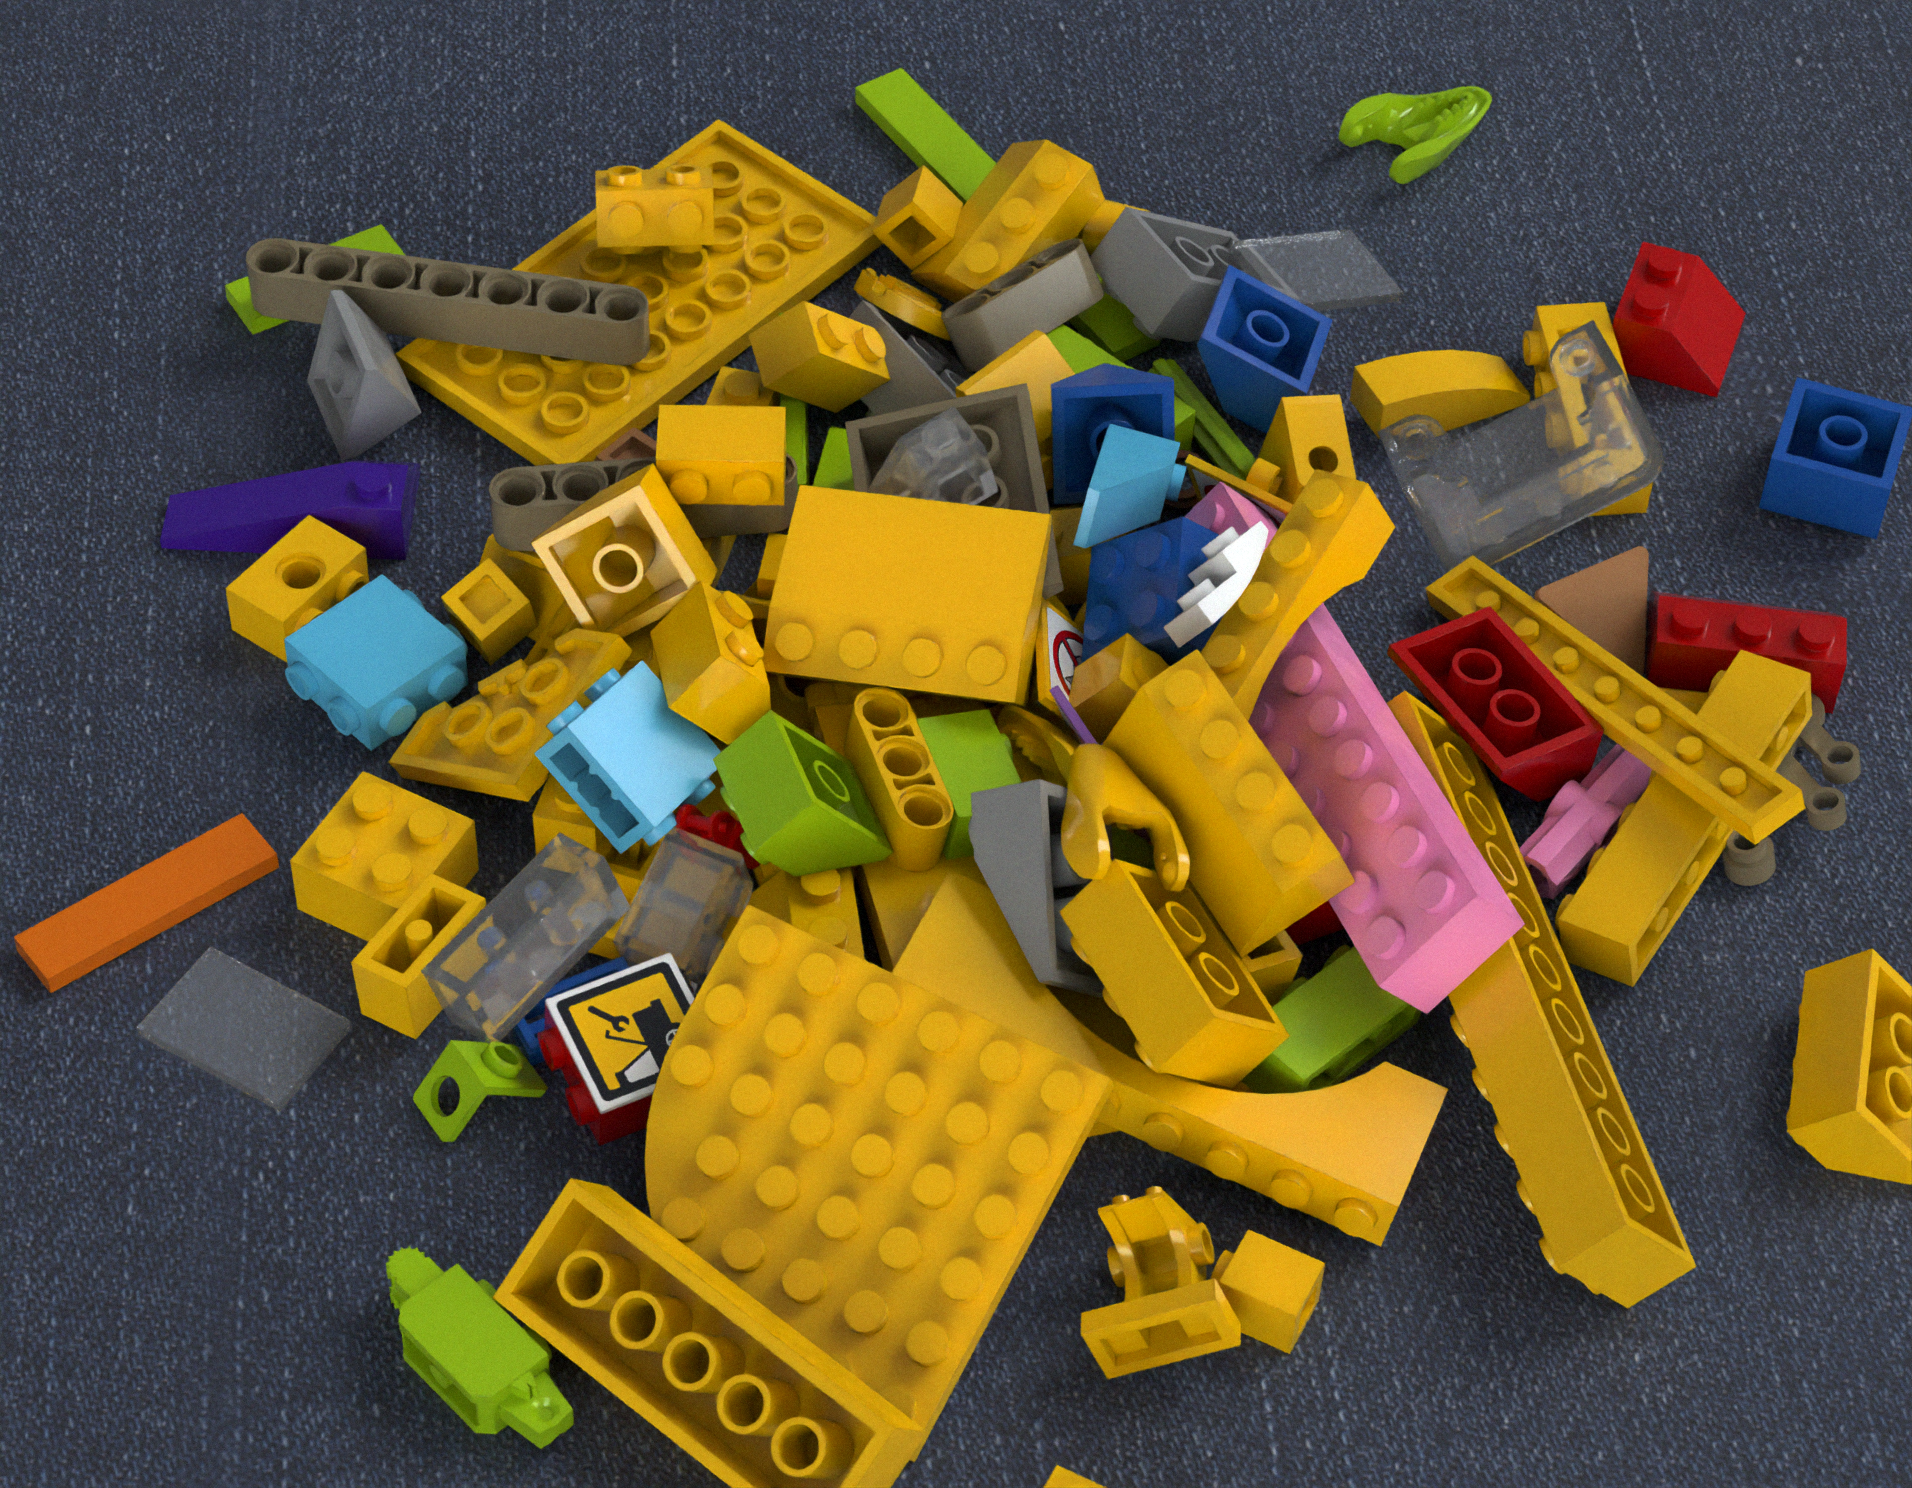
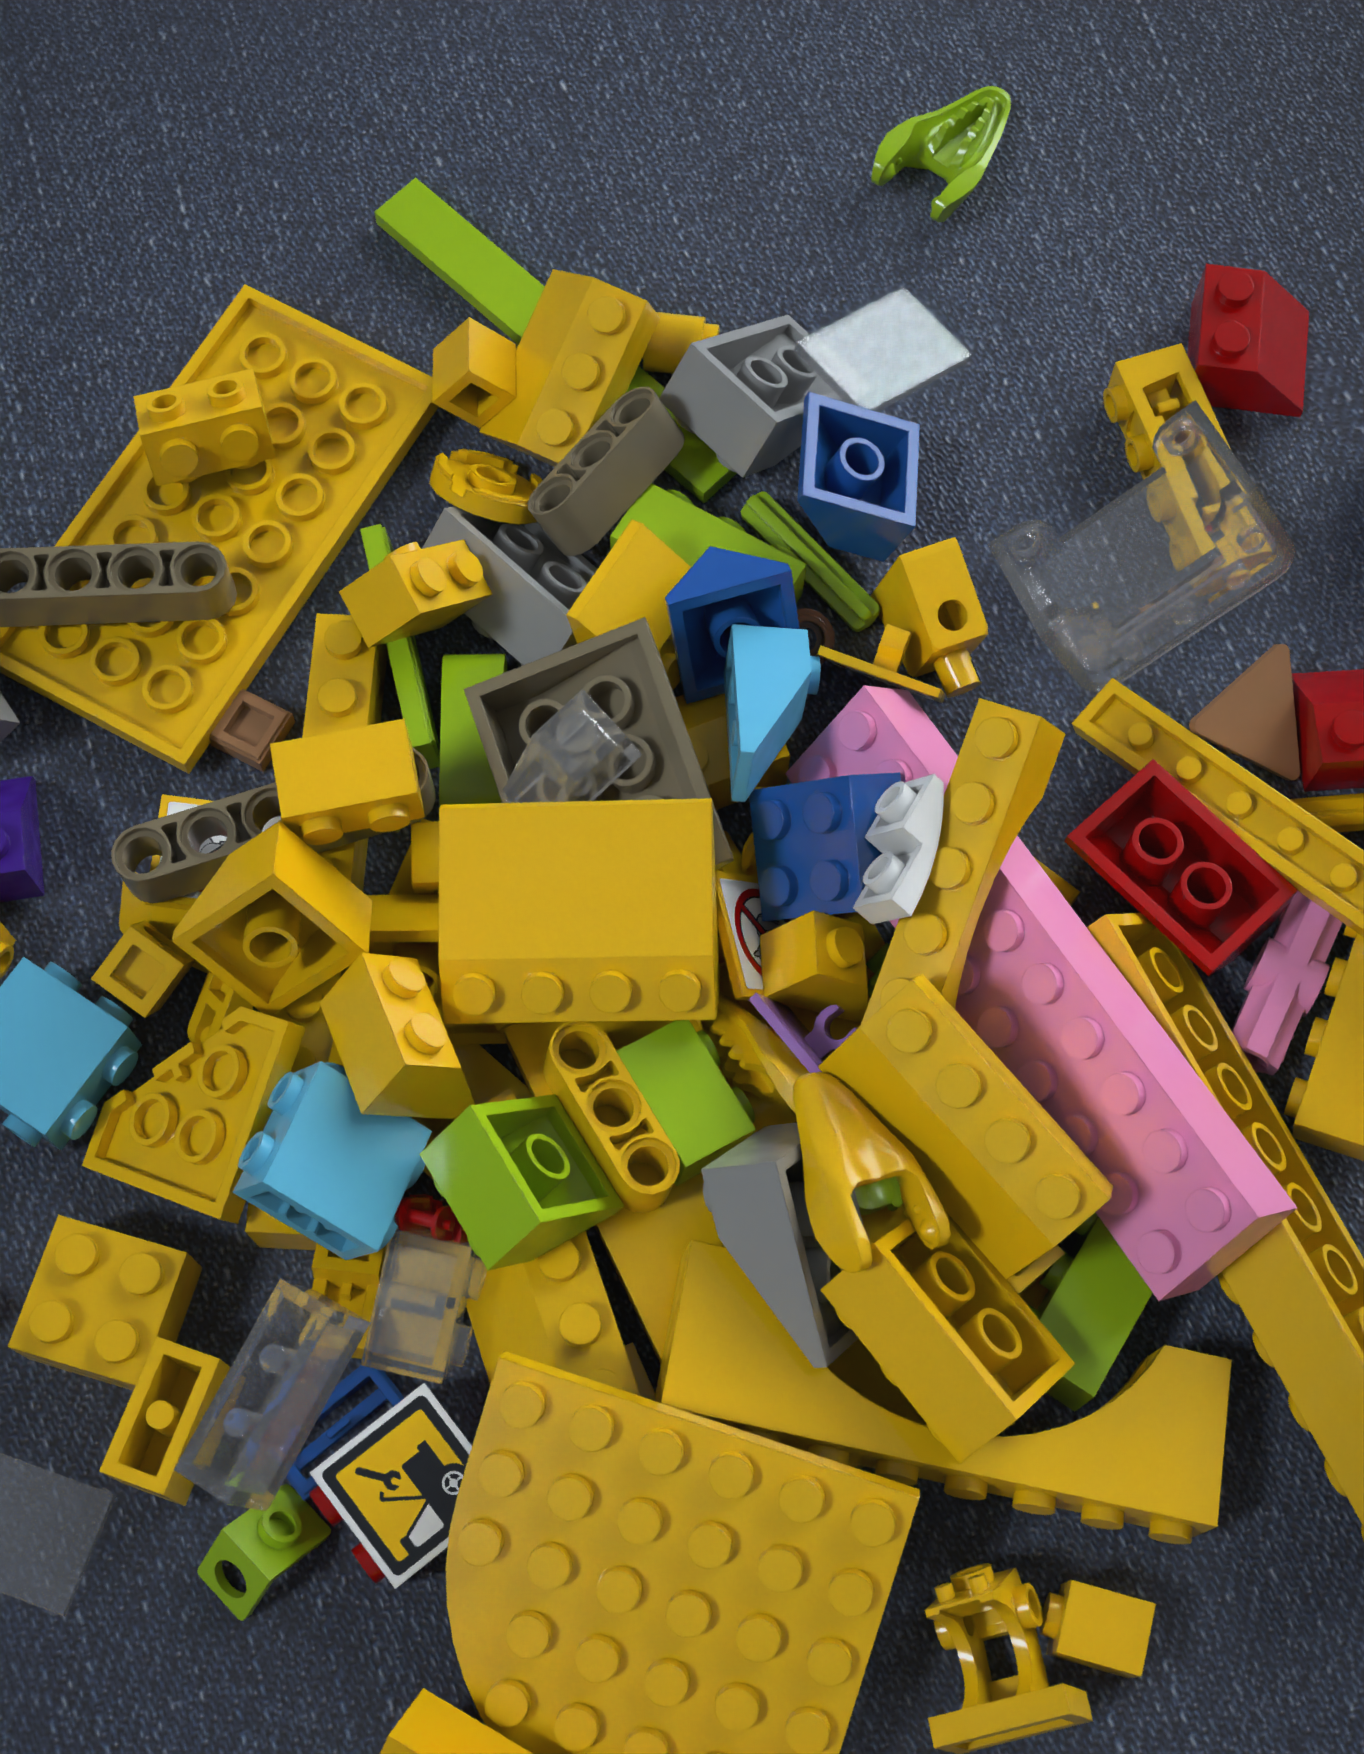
camera: 10 degrees left, 20 degrees up
(1443, 384) = (1032, 477): yellow slope -> none

